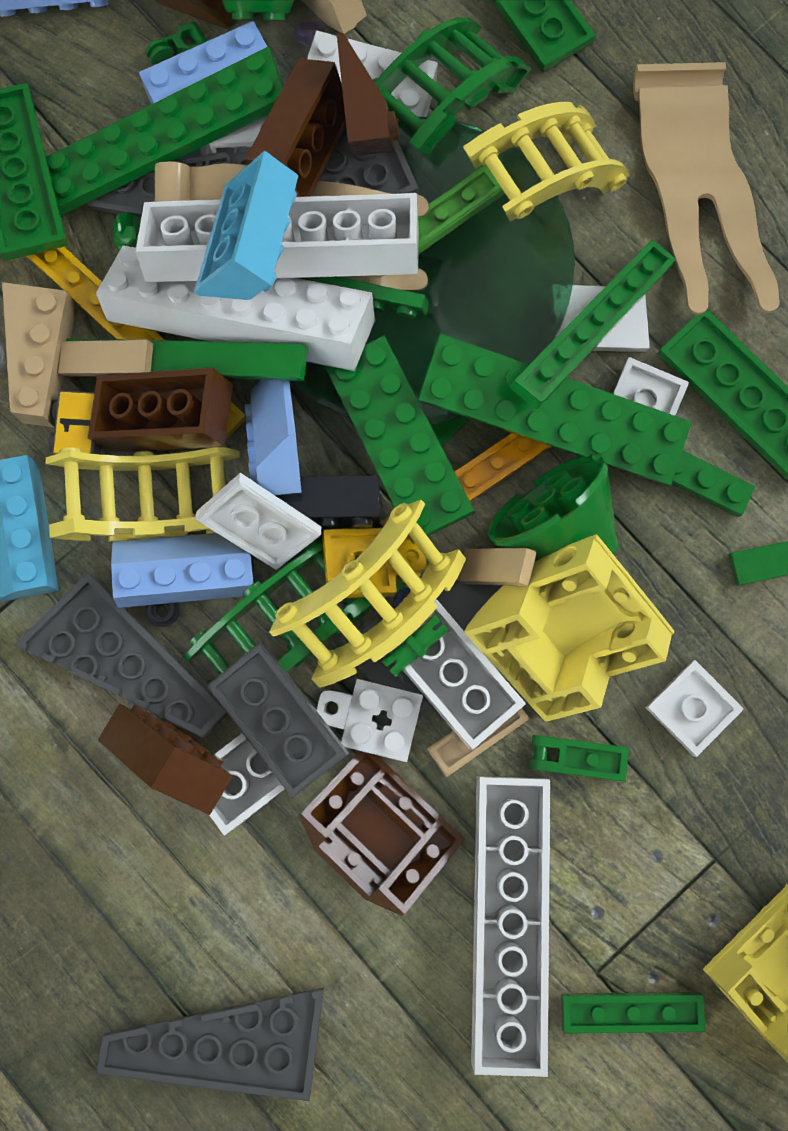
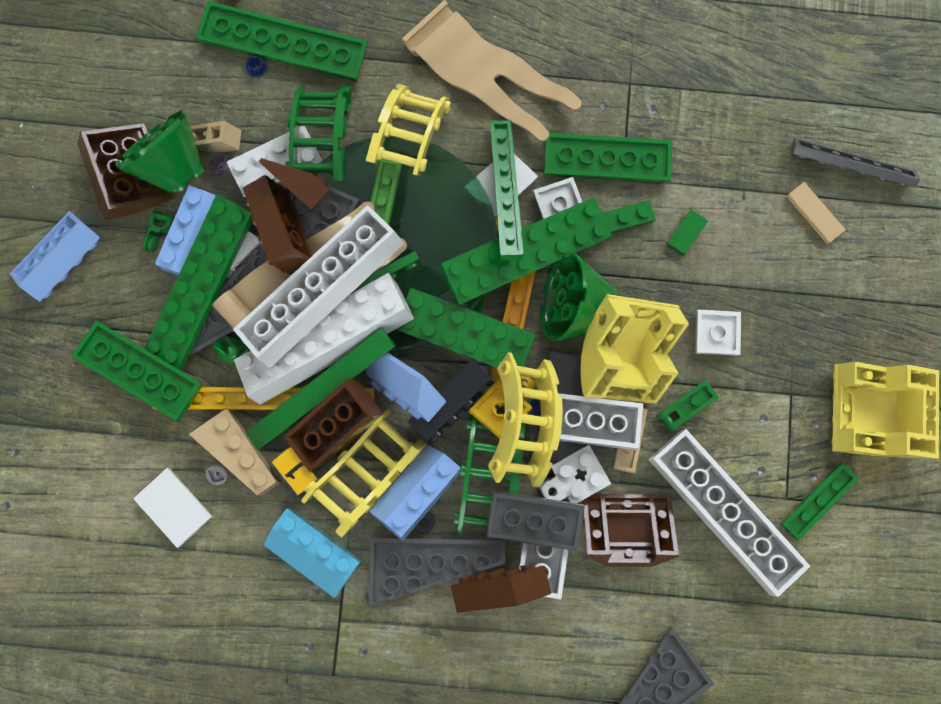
camera: 45 degrees left, 0 degrees up
(105, 357) = (278, 424): tan tile -> none
(248, 231) = (307, 298): medium azure slope -> none
(258, 522) = (437, 435): white tile -> none
(415, 645) = (568, 424): green pin -> none
(497, 566) = (570, 350): tan tile -> none

